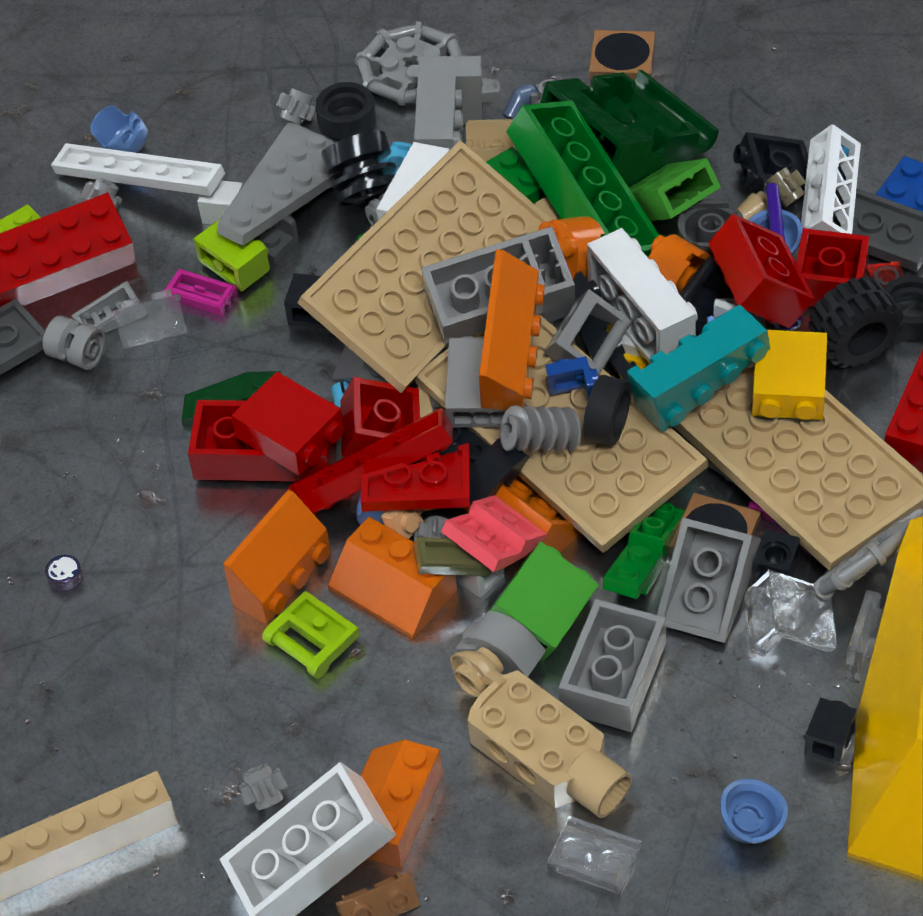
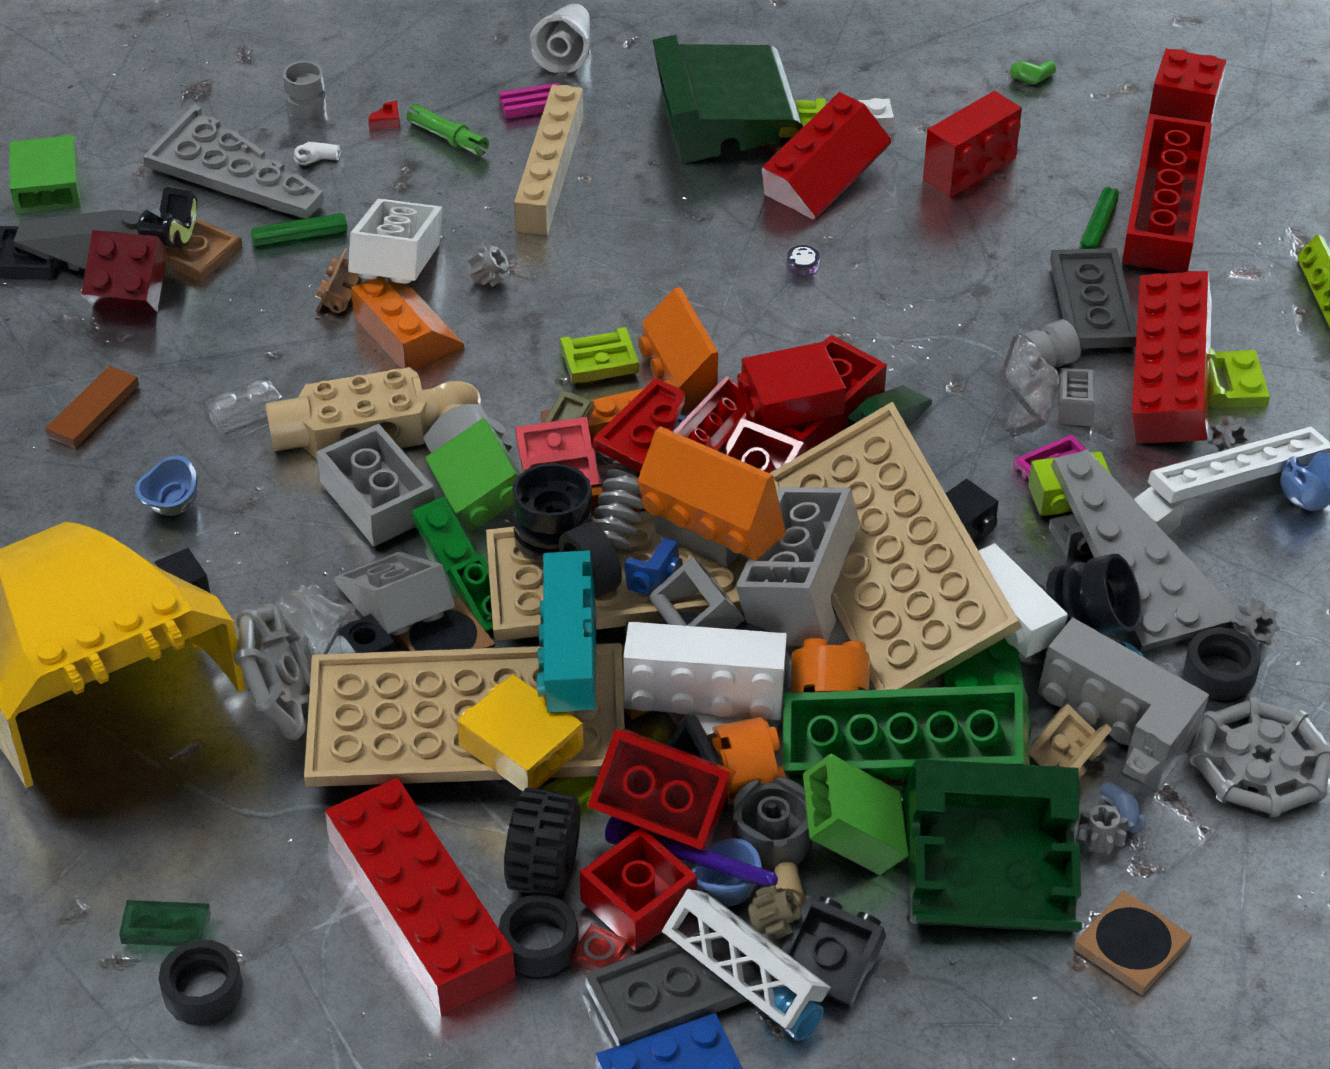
camera: 120 degrees right, 5 degrees down
(575, 469) = (547, 504): none -> black wheel

